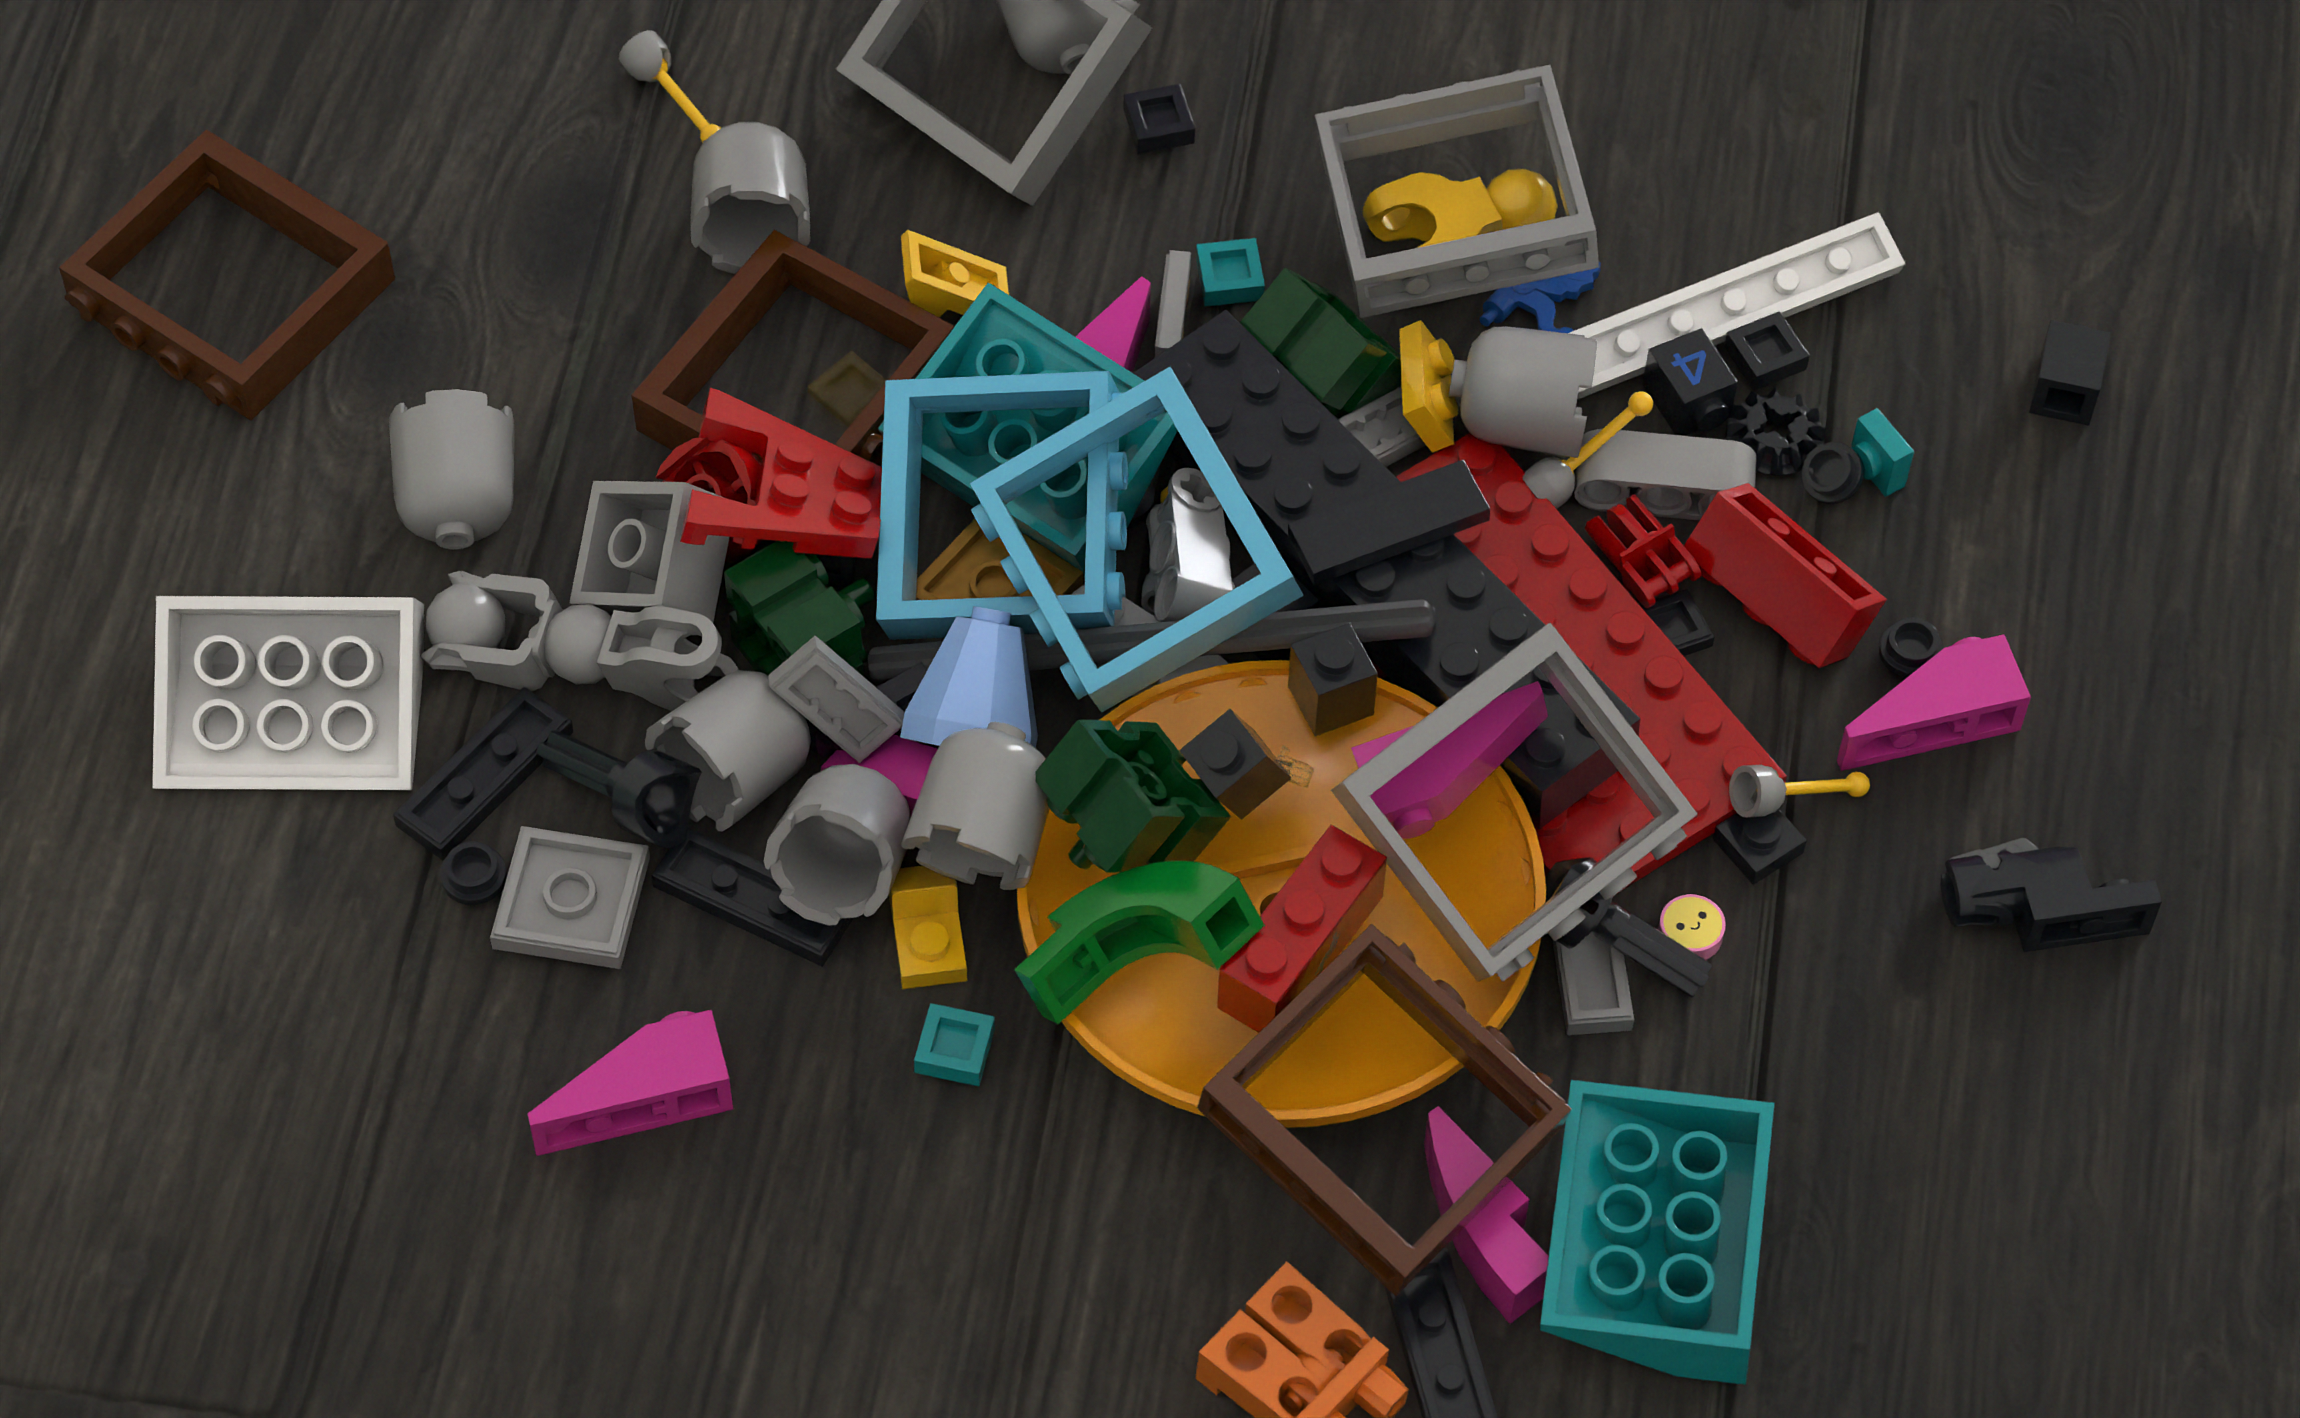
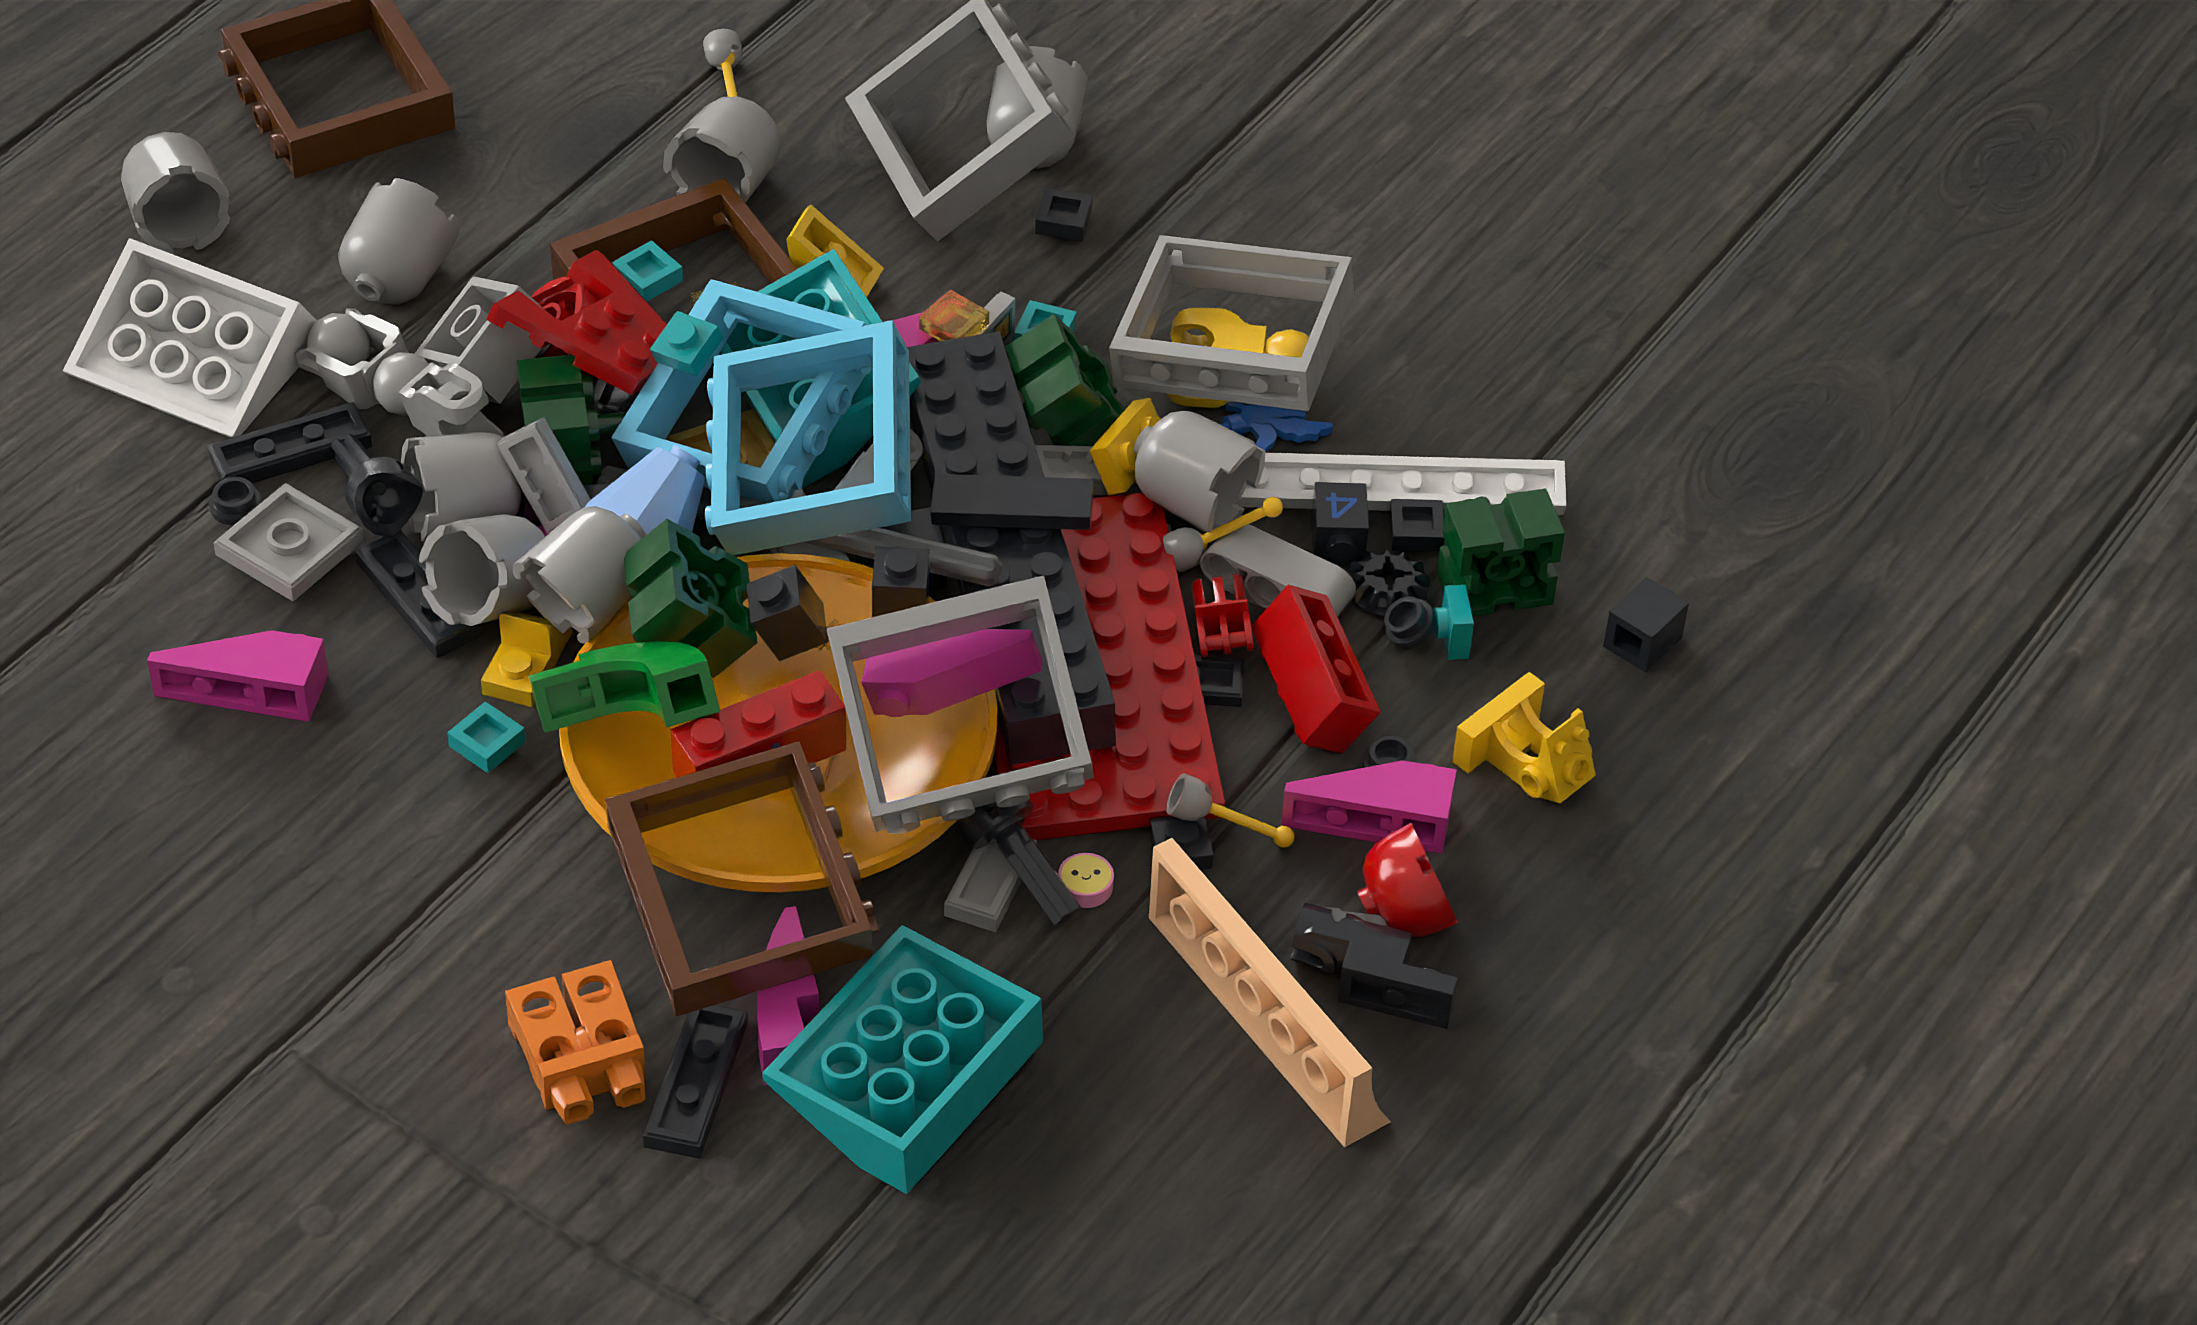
camera: 25 degrees right, 10 degrees down
(146, 504) = (174, 192): none -> light grey cylinder
(780, 387) = (649, 270): none -> teal plate
(908, 473) = (686, 343): none -> teal plate
(1149, 309) = (953, 318): none -> clear yellow tile
(1887, 351) = (1502, 550): none -> dark green brick
(1971, 987) = (1262, 996): none -> light nougat arch
(2014, 549) = (1511, 727): none -> yellow tile
(2031, 792) = (1404, 886): none -> red cylinder

